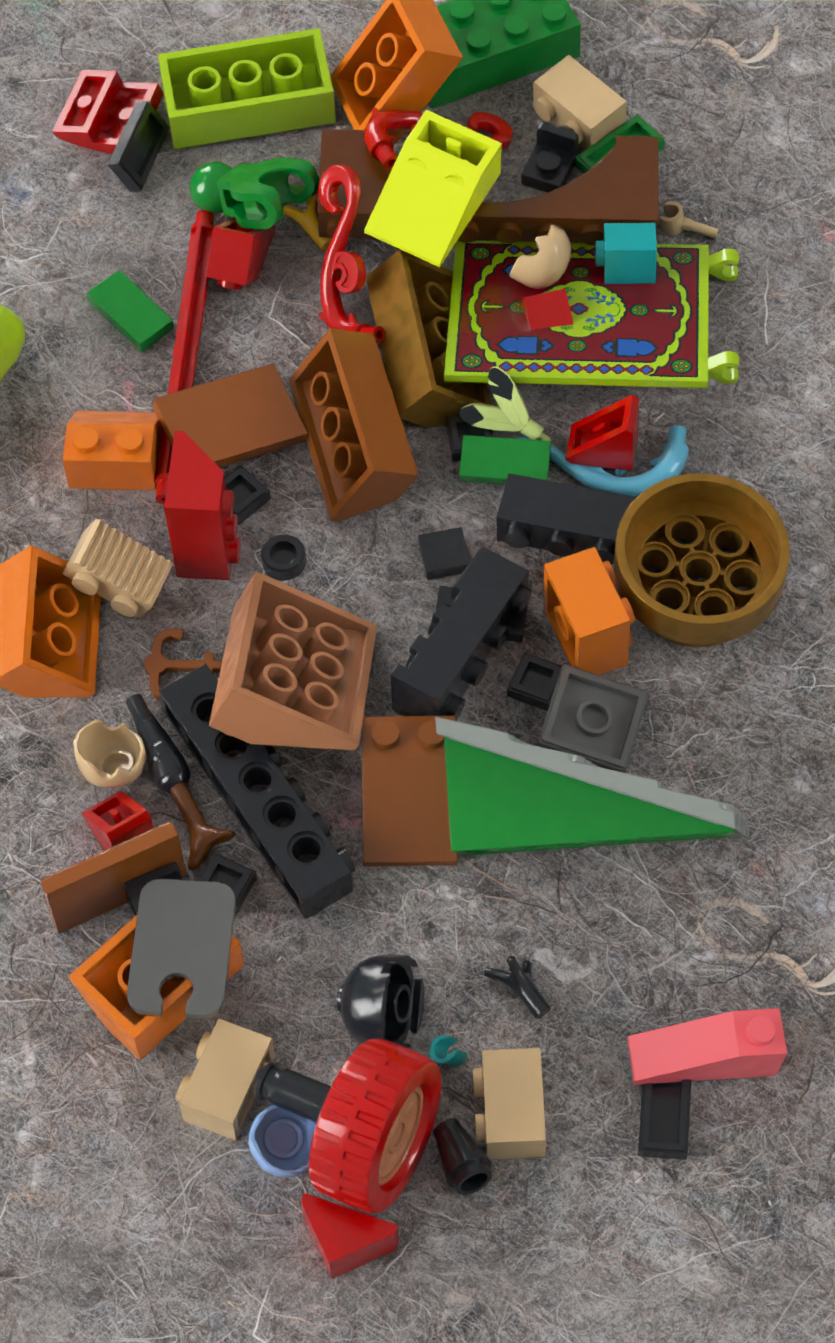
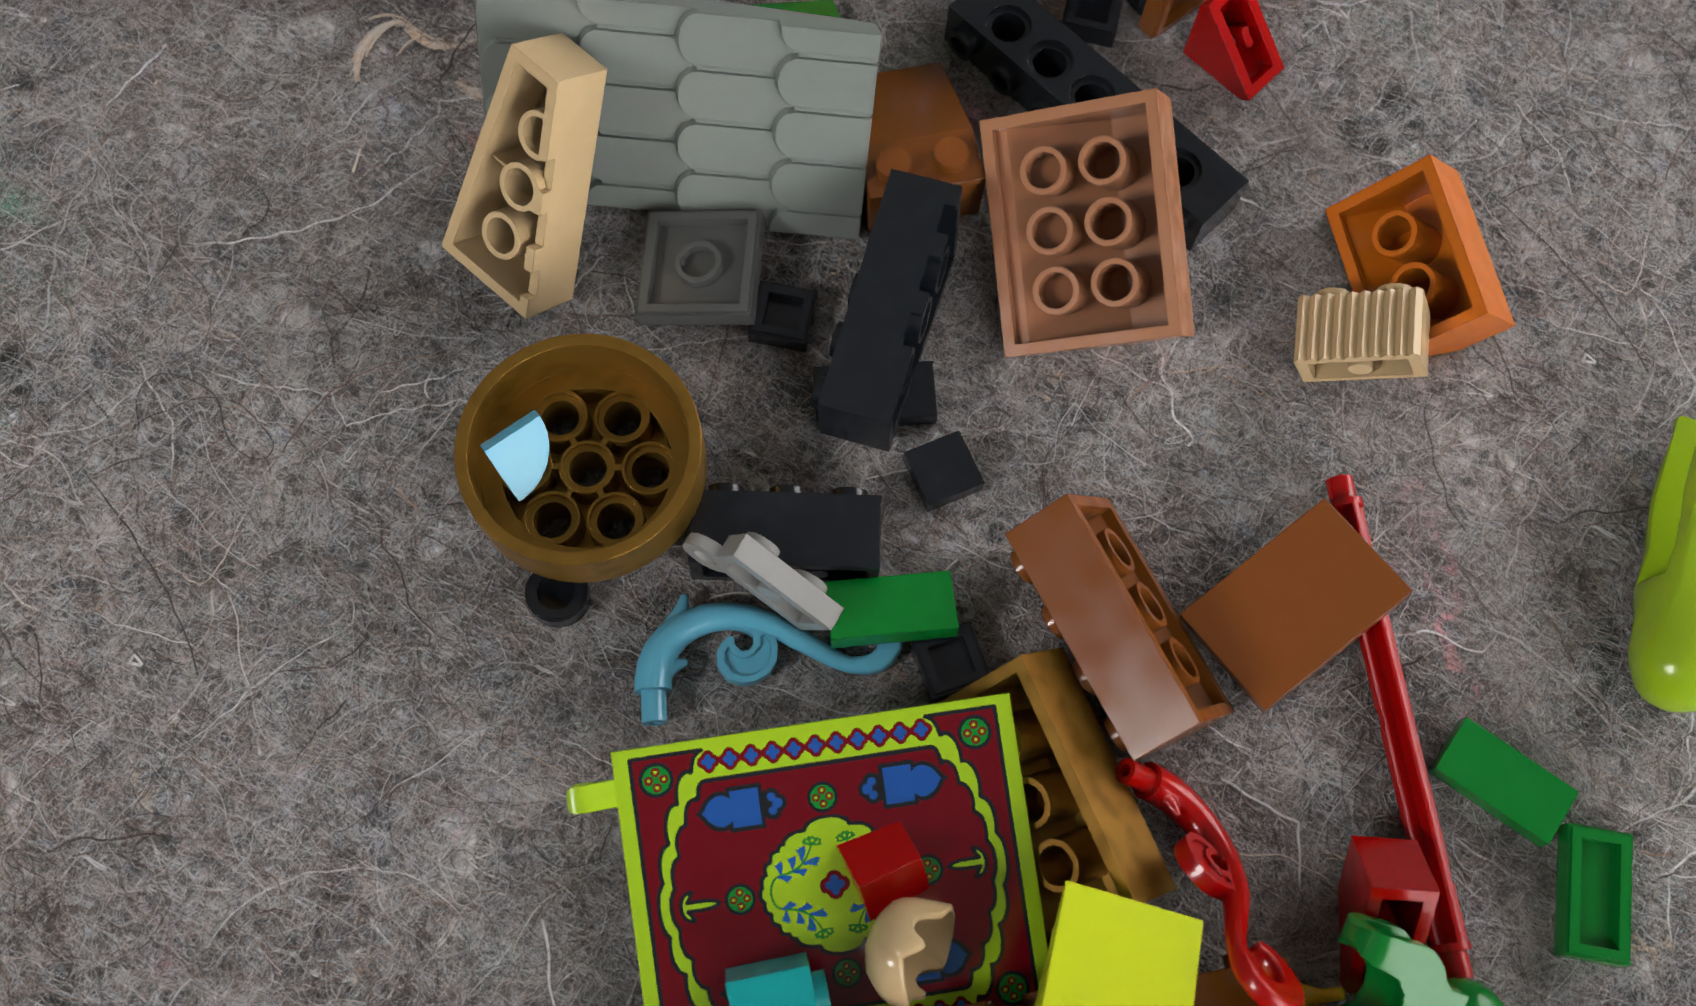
camera: 160 degrees right, 10 degrees up
(99, 245) = (1593, 895): none -> green tile
(109, 755) = (1279, 112): tan hair -> none
(112, 450) = (1446, 539): orange slope -> none
(157, 664) = (1263, 262): dark orange piece -> none
(173, 776) = (1195, 112): piece -> none
(200, 514) = (1290, 401): red slope -> none
(248, 493) = (1242, 511): black tile -> none
(283, 557) = (1153, 429): black tile -> none
(509, 415) = (908, 682): yellowish green piece -> none
(587, 467) = (756, 567): none -> light grey hinge
(588, 612) = (729, 372): orange brick -> none
(606, 436) = (755, 659): red slope -> none
(715, 748) = (531, 175): none -> tan wedge
(745, 559) = (520, 454): none -> medium azure tile

